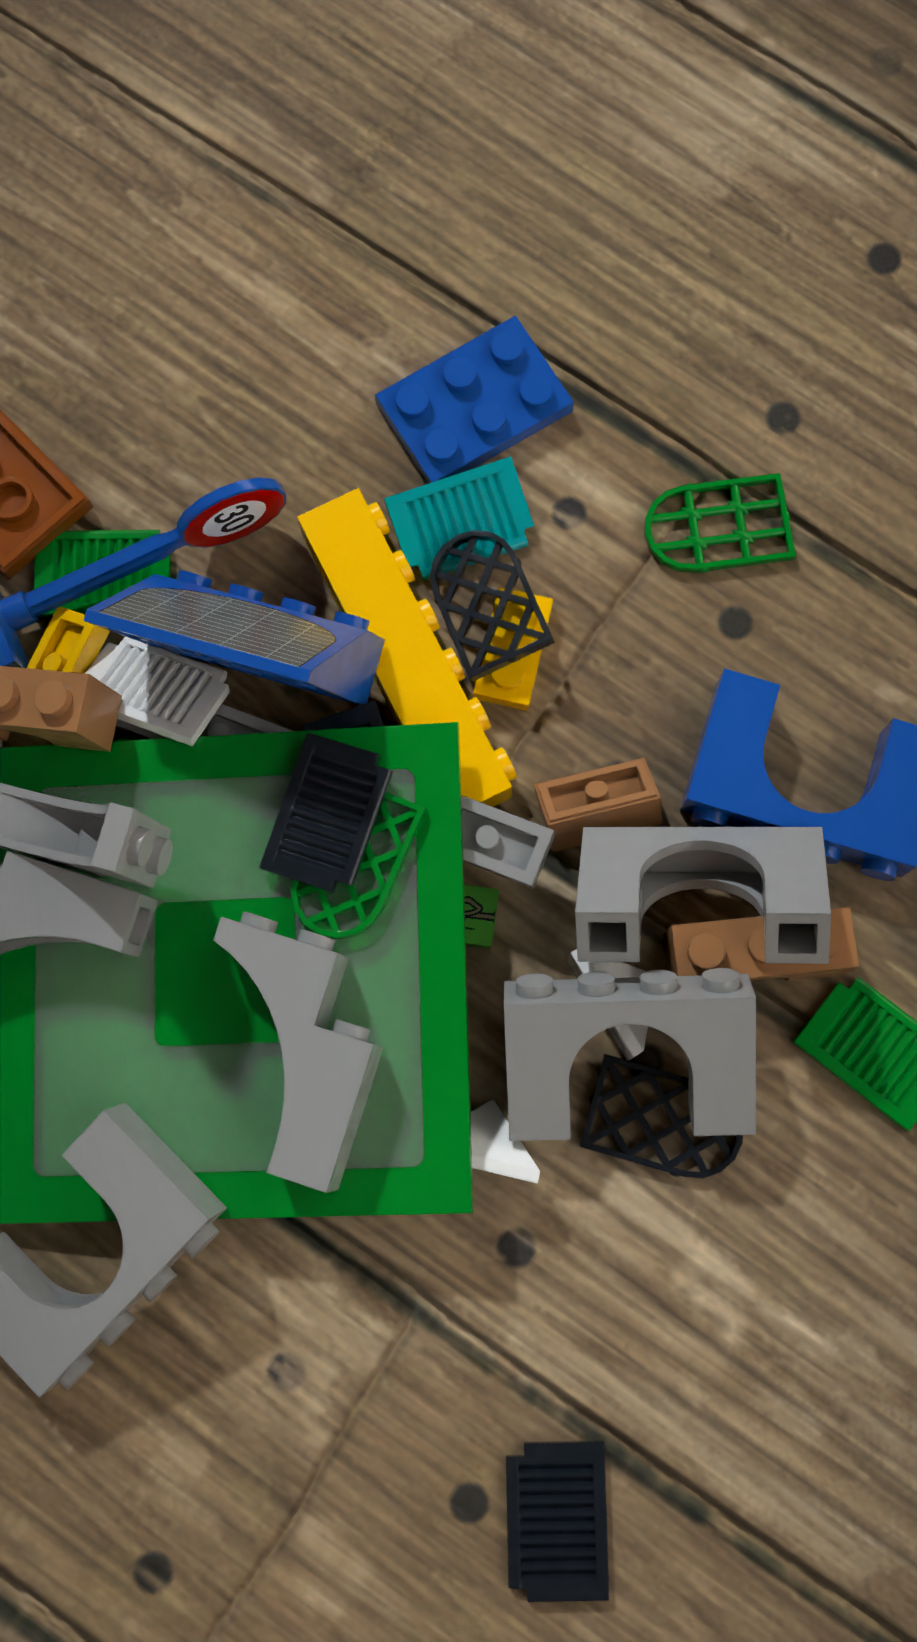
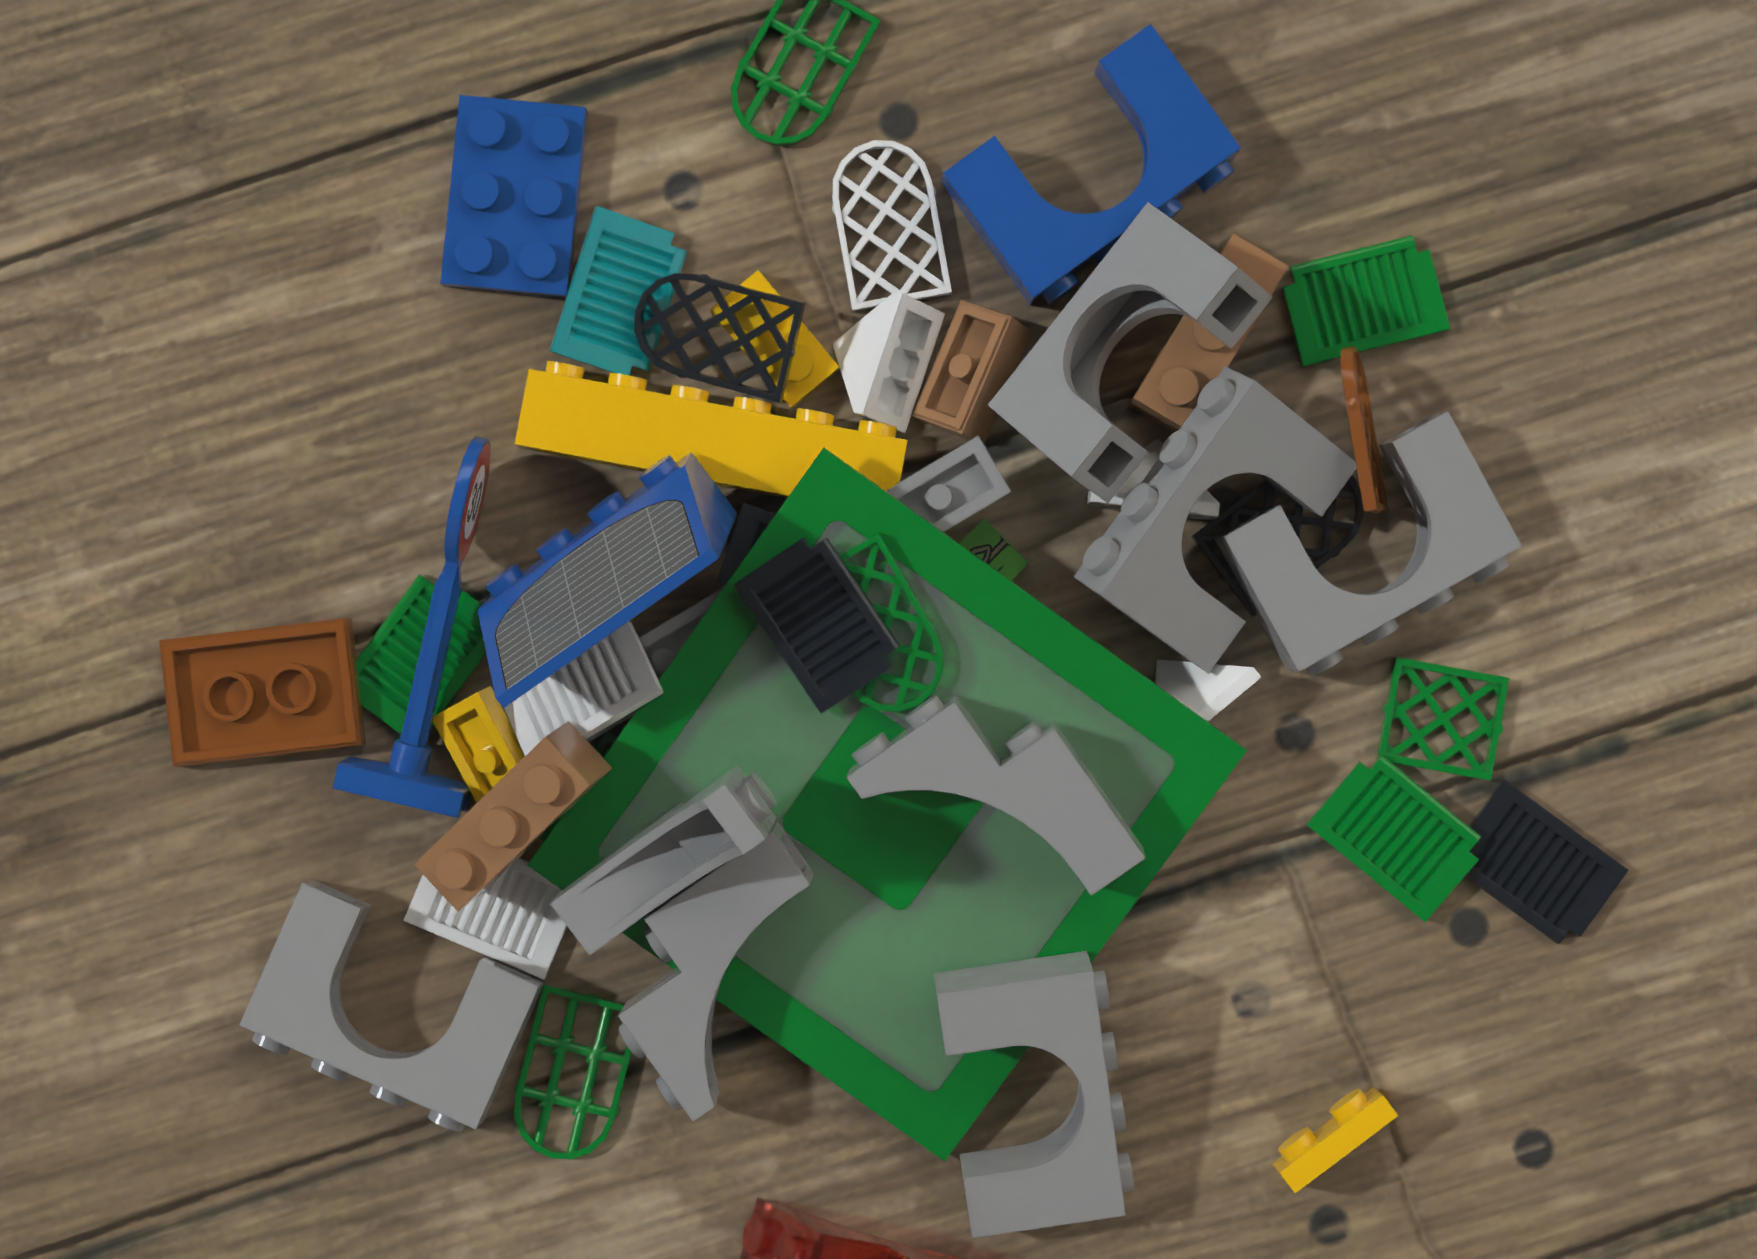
camera: 50 degrees left, 10 degrees up
(197, 1514) = (1353, 1122): none -> yellow plate
(497, 1389) = (1397, 835): none -> green window
(562, 736) = (888, 357): none -> white slope
(636, 1400) = (1491, 728): none -> green window
(637, 631) = (943, 288): none -> white window
(761, 1255) = (1456, 537): none -> light grey arch
(780, 1121) = (1363, 432): none -> dark orange window

